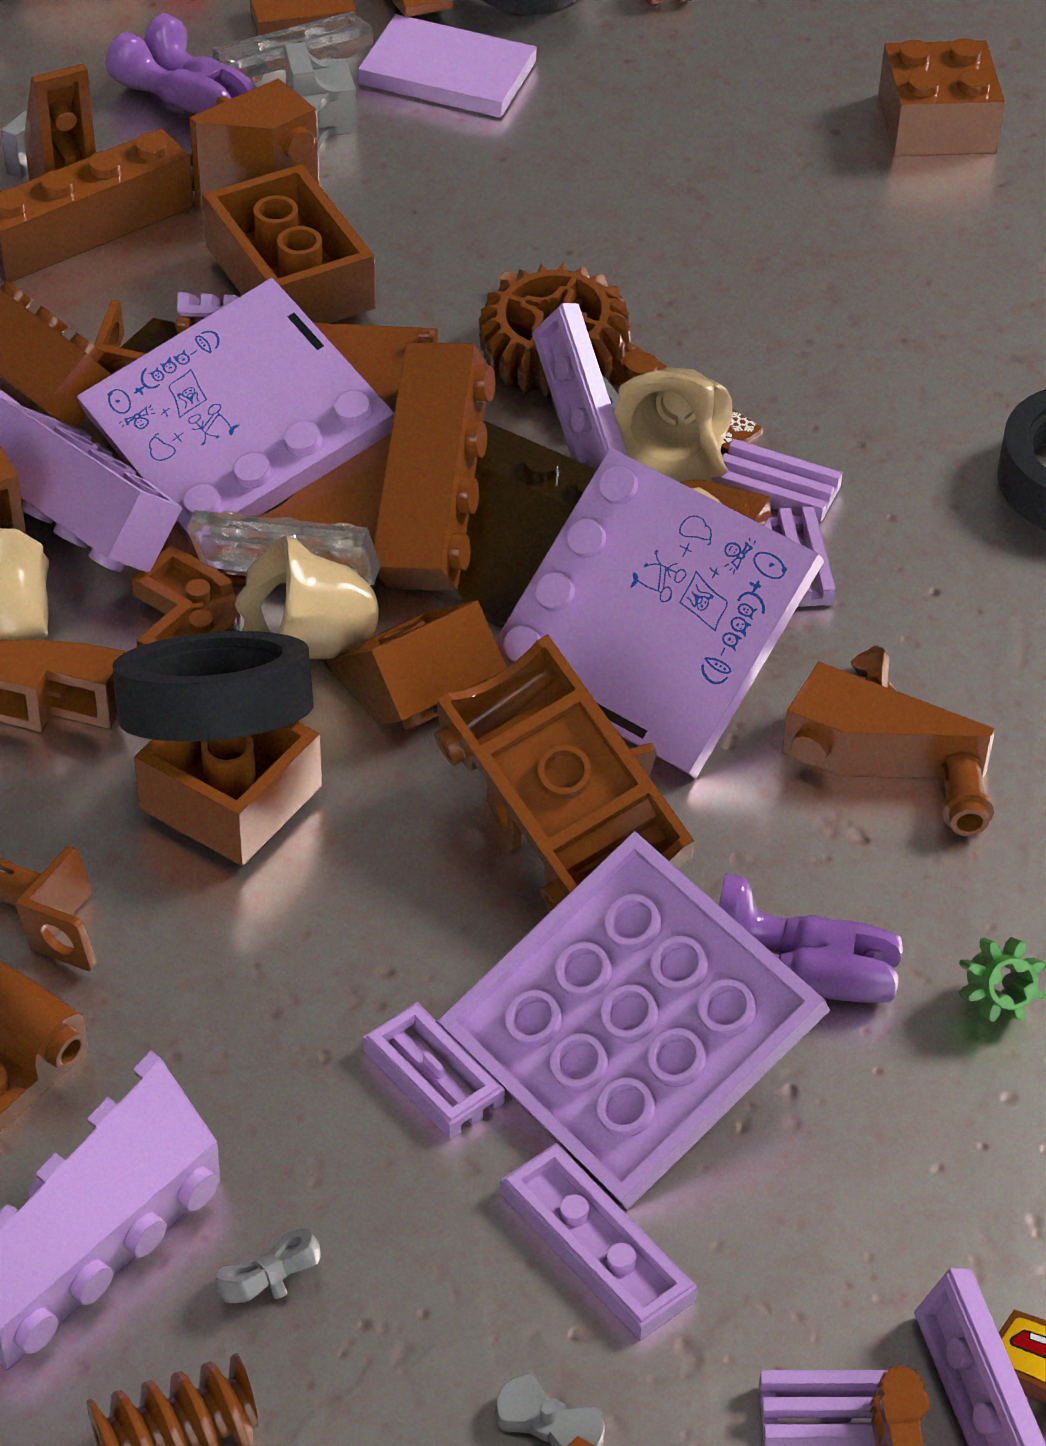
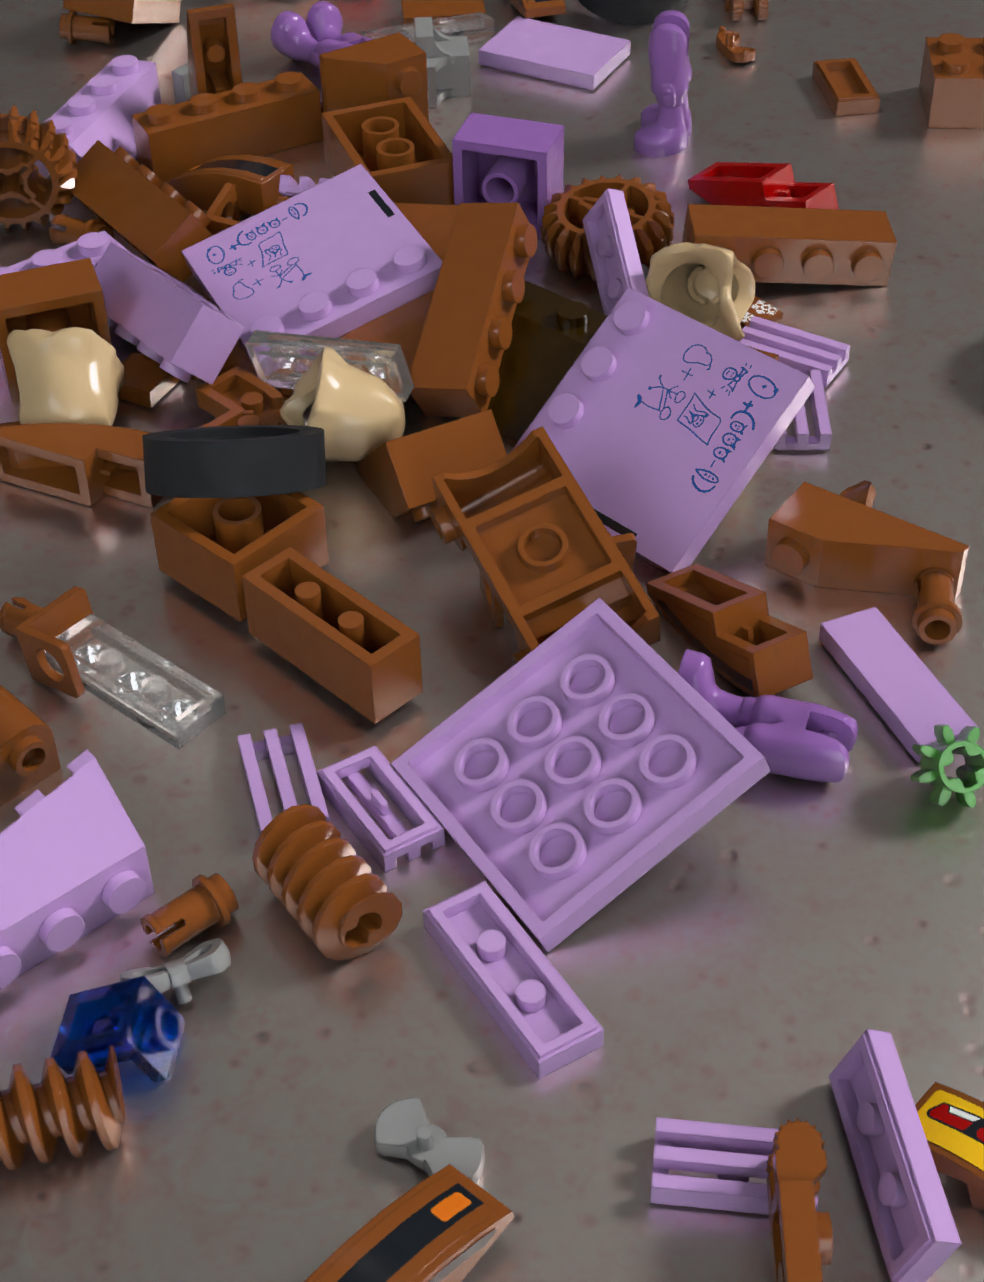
camera: 10 degrees right, 5 degrees down
(68, 565) = (145, 381): none -> dark orange tile
(87, 281) = (253, 176): none -> dark orange slope
(155, 948) = (140, 682): none -> clear plate
(228, 1323) = (124, 1015): none -> clear blue bracket
(269, 1204) = (192, 913): none -> dark orange pin
(312, 1011) = (275, 749): none -> lavender tile
(352, 880) = (333, 634): none -> dark orange brick
(399, 1163) = (325, 884): none -> dark orange piece
(432, 266) = (508, 163): none -> medium lavender brick
(597, 160) = (668, 122): none -> medium lavender piece
(649, 41) = (729, 45): none -> dark orange piece
(726, 273) = (760, 186): none -> red slope
(761, 837) = (733, 629): none -> dark orange slope
(764, 341) = (799, 242): none -> dark orange brick
(795, 102) = (845, 87): none -> dark orange tile
(931, 882) = (892, 677): none -> lavender tile

